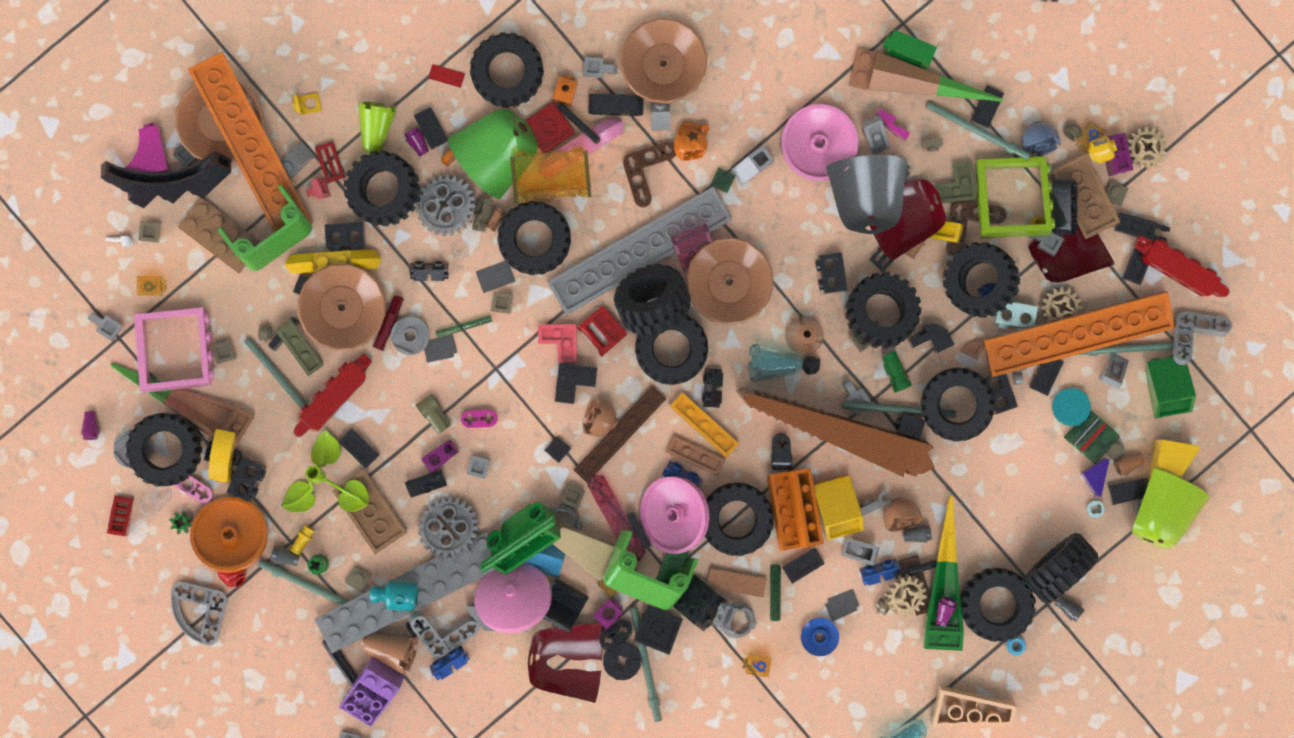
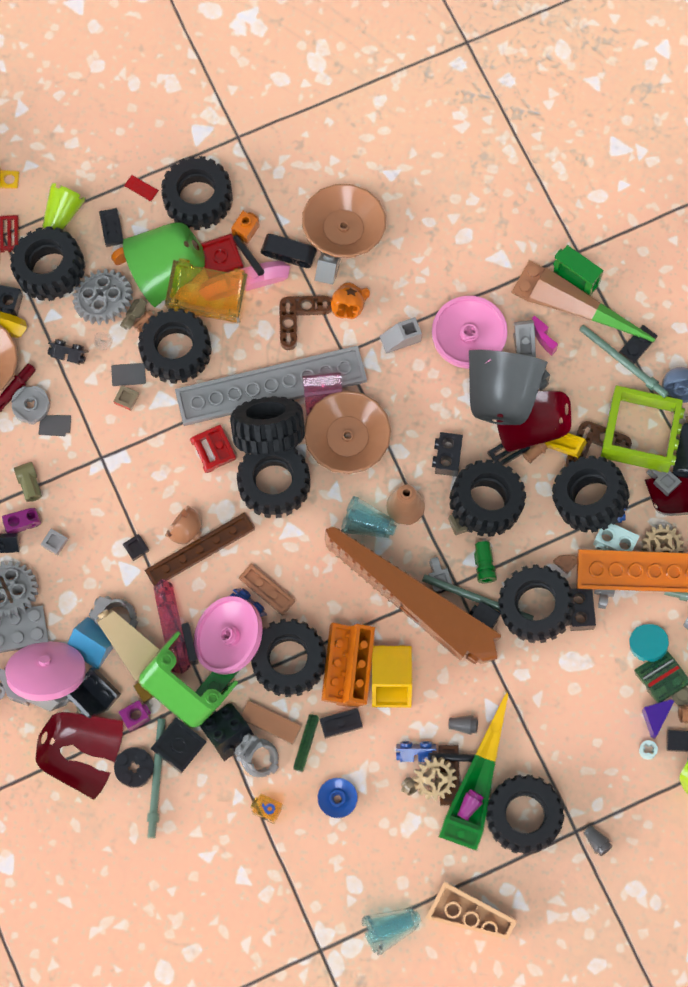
camera: 15 degrees right, 15 degrees down
(416, 141) = (94, 234): magenta cone -> none
(463, 326) = (83, 410): clear green bar -> none
(479, 413) = (68, 502): dark pink beam -> none
(521, 538) = (71, 615): green brick -> none
(564, 336) = (174, 443): coral plate -> none
(569, 377) = (170, 482): black brick -> none
(572, 496) = (135, 594): dark tan plate -> none
(595, 68) = (280, 214): light grey plate -> none
(618, 637) = (135, 739): black beam -> none
(704, 425) = (284, 562): light orange plate -> none
(711, 397) = (304, 522): black hinge -> none
(722, 180) = (368, 344): clear green plate -> none
(781, 456) = (351, 610): black piece -> none
(811, 365) = (403, 534): black plate -> none
(842, 605) = (369, 774): dark grey sticker -> none
(860, 551) = (401, 724): light grey slope -> none
(869, 506) = (422, 683): light grey plate -> none
(901, 514) = (452, 699): nougat cylinder -> none
(932, 144) = (576, 362): dark tan plate -> none
(936, 335) = (532, 537): black brick -> none
(963, 187) = (595, 409): olive plate -> none
(1022, 645) = (533, 870): medium azure plate -> none
(1046, 376) = (632, 607): black tile -> none
(1061, 568) = (598, 790): black tyre -> none

